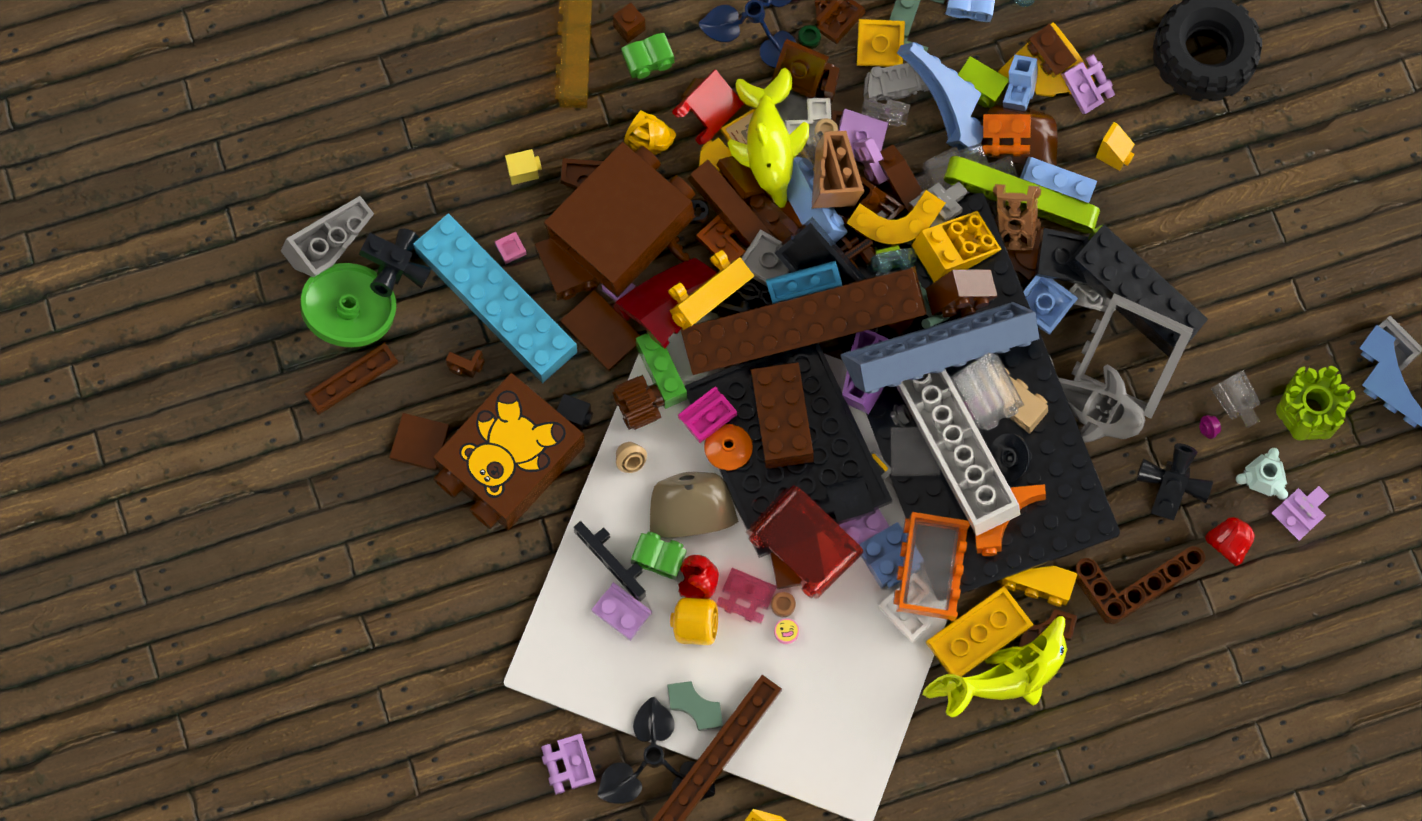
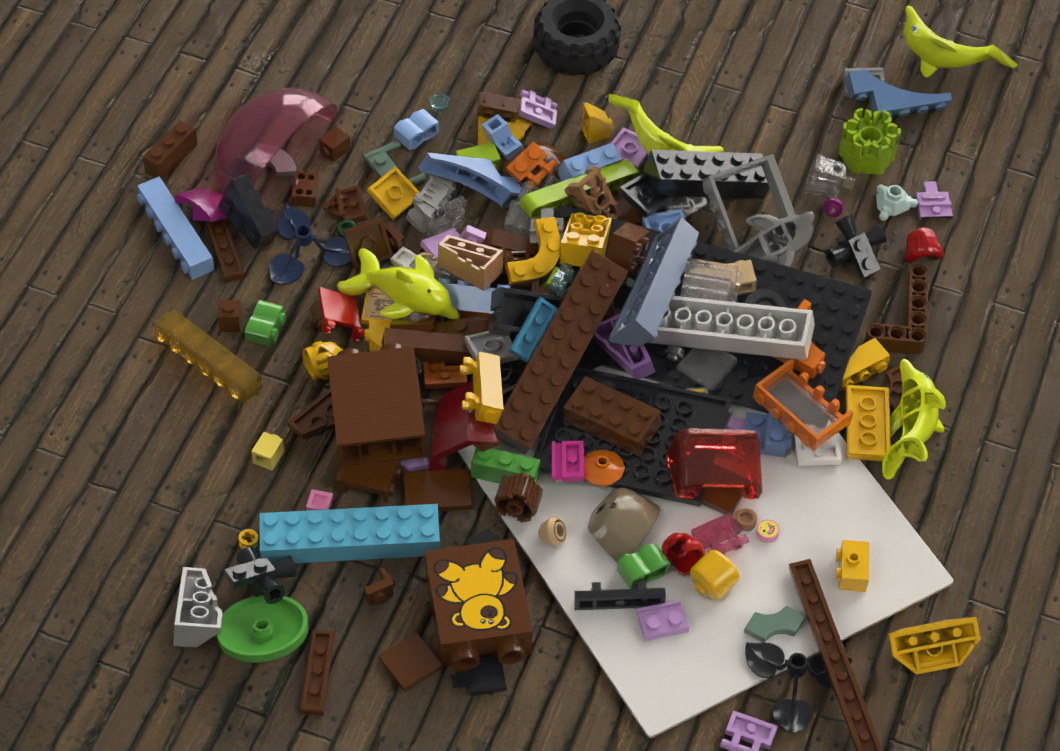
camera: 50 degrees left, 20 degrees down
(427, 215) = (252, 535): none -> yellow bush
(450, 512) = (483, 679): none -> black piece
(807, 729) = (853, 565): none -> yellow brick
(1120, 199) = (630, 148): none -> lavender tile
(1137, 223) = (649, 134): none -> neon yellow animal

